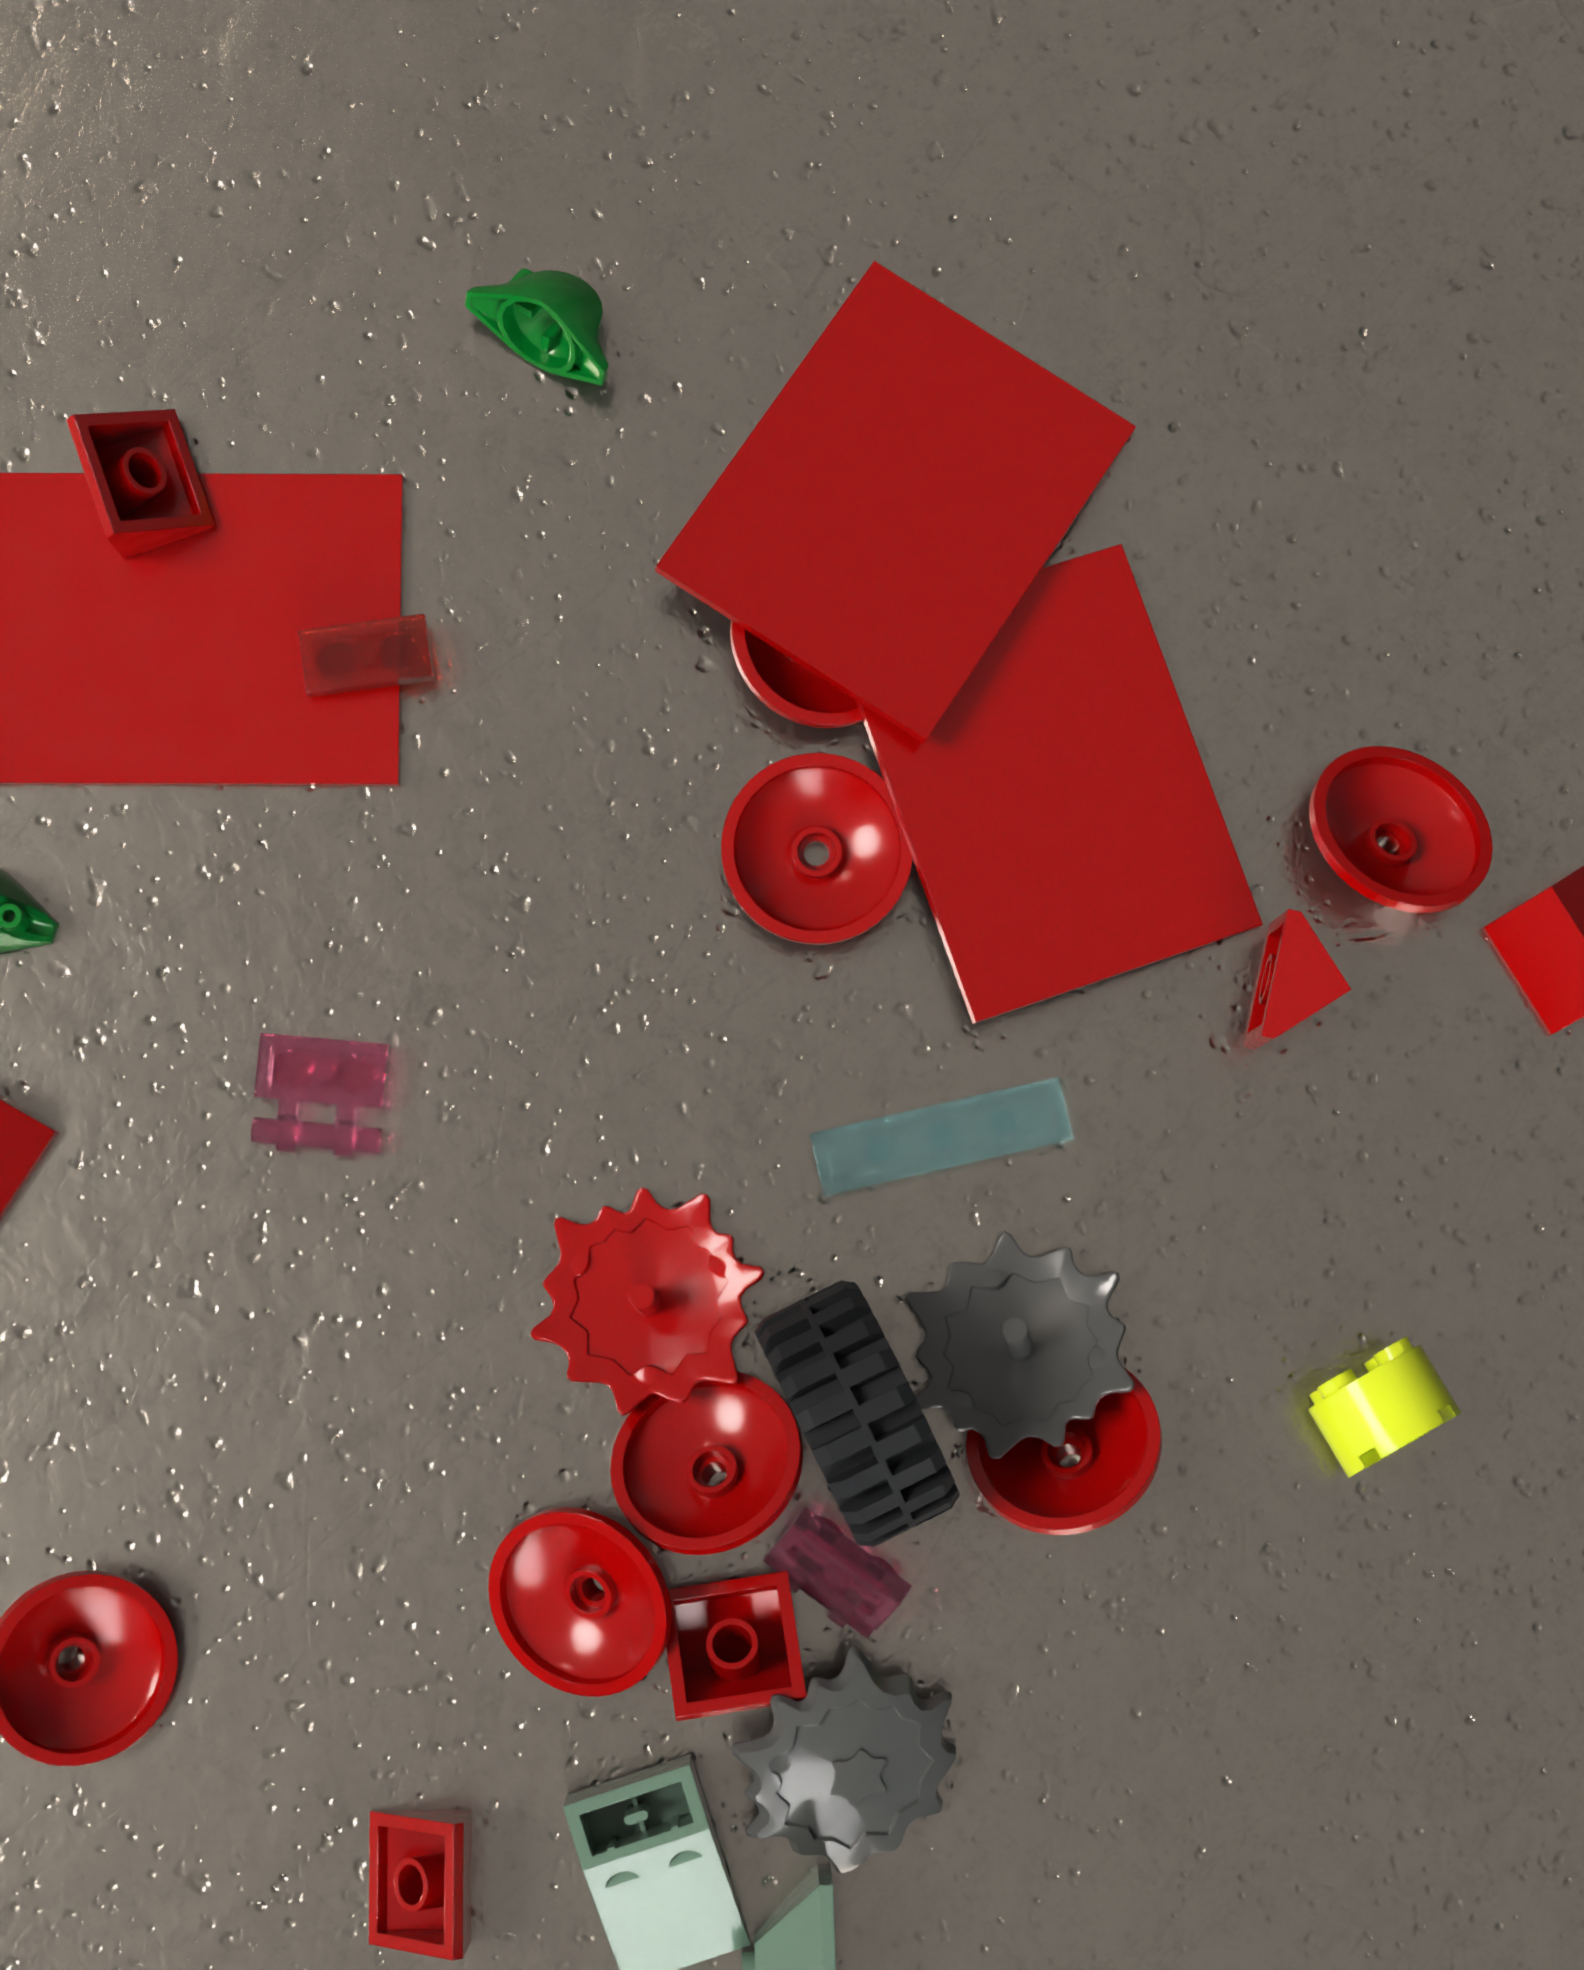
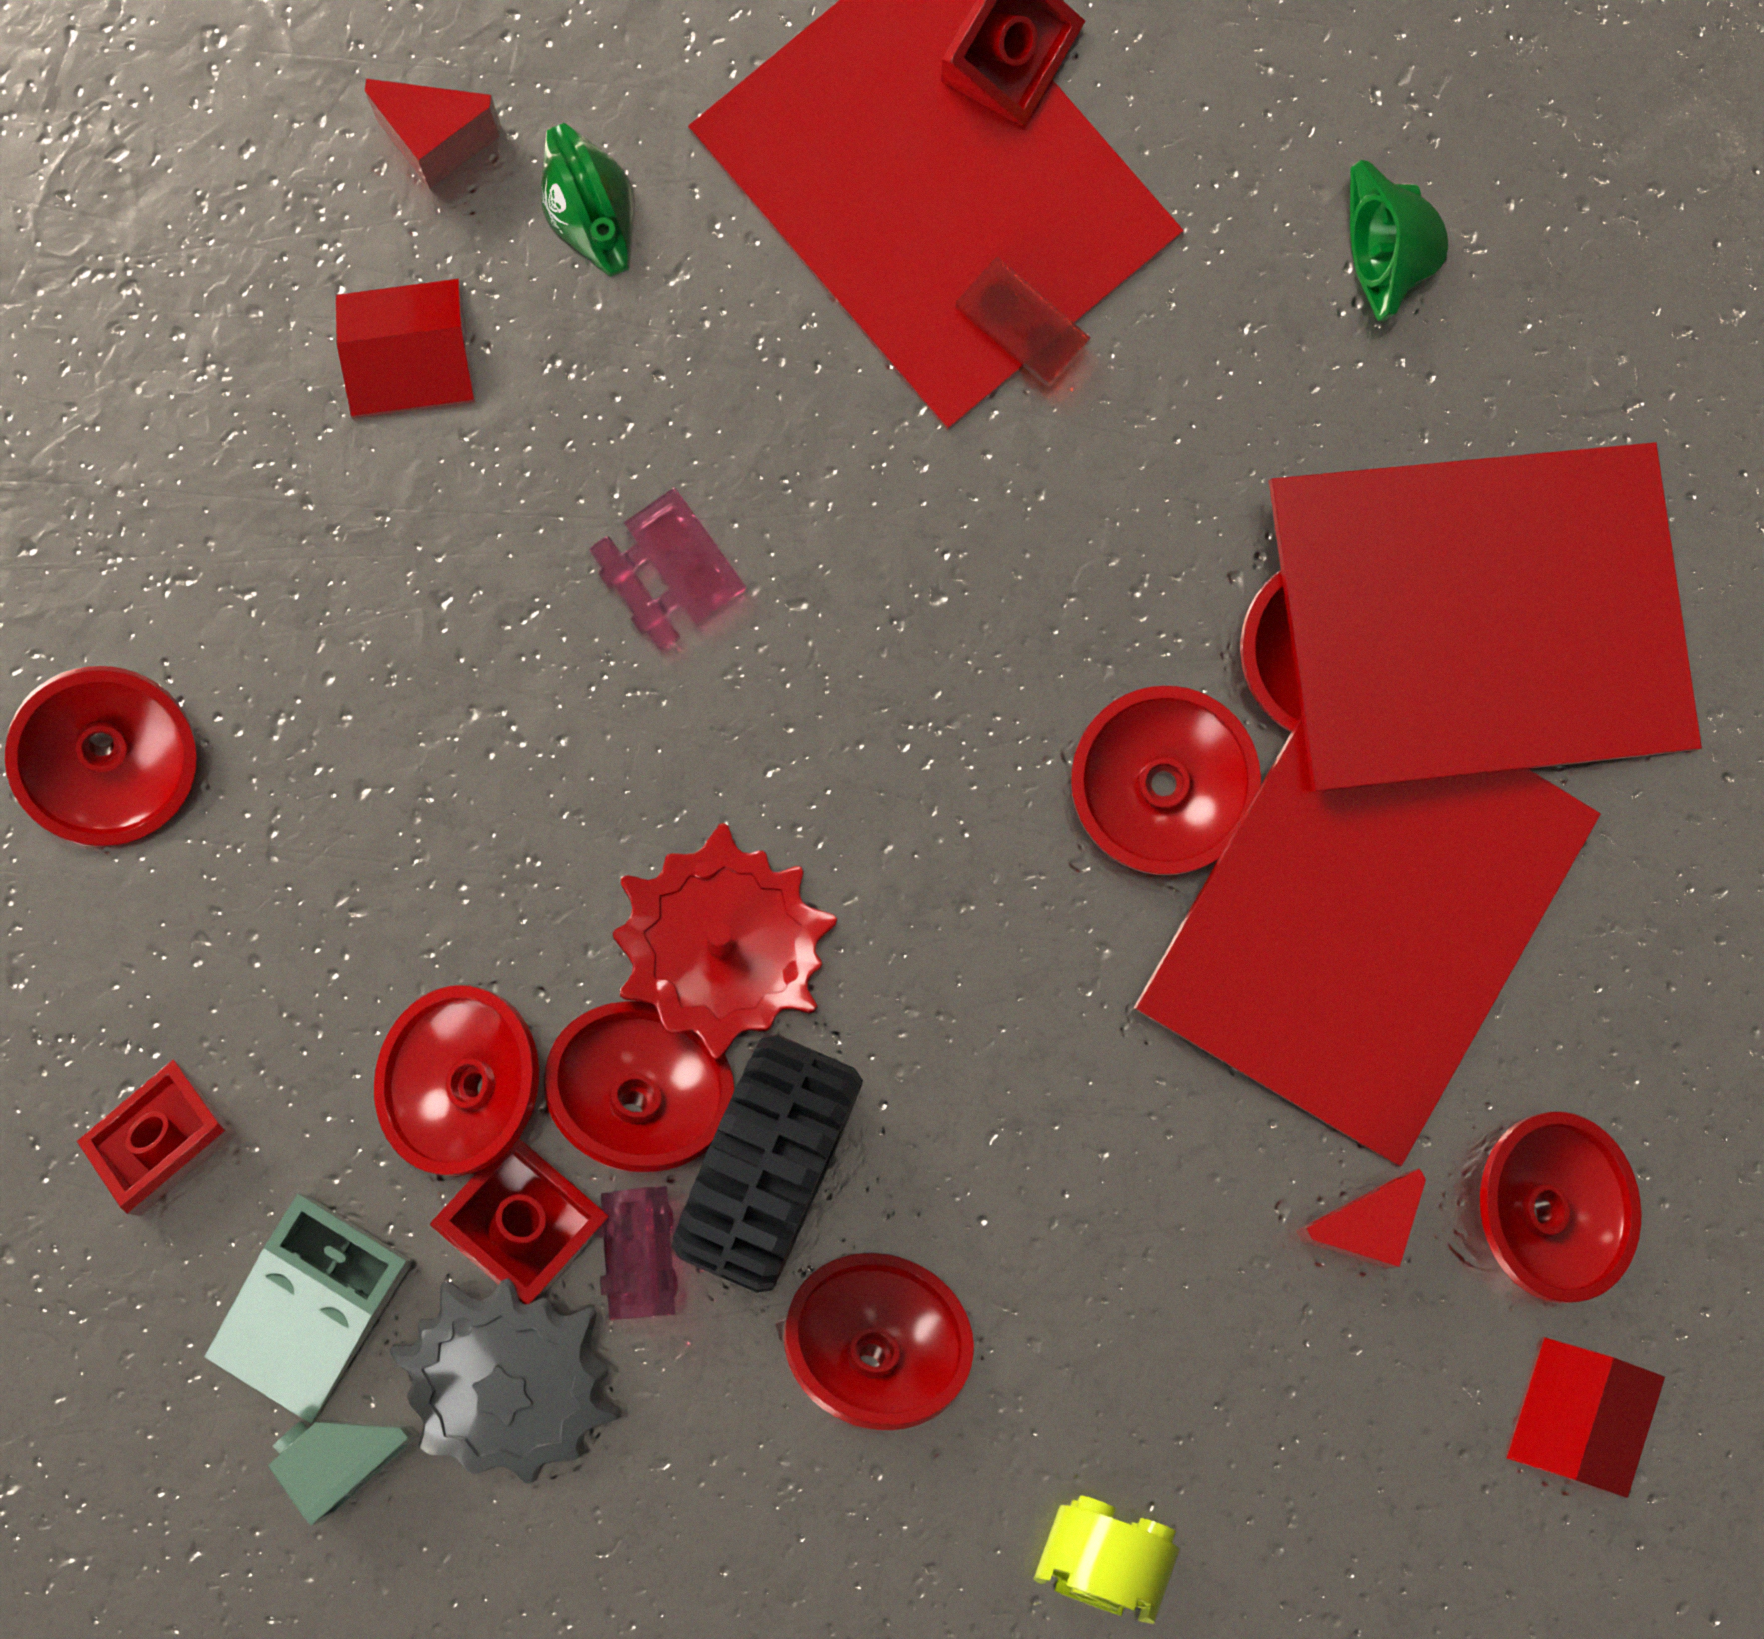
camera: 55 degrees right, 0 degrees up
(941, 1136) = (1030, 1058): clear light blue tile -> none
(1019, 1345) = (923, 1247): dark grey piece -> none

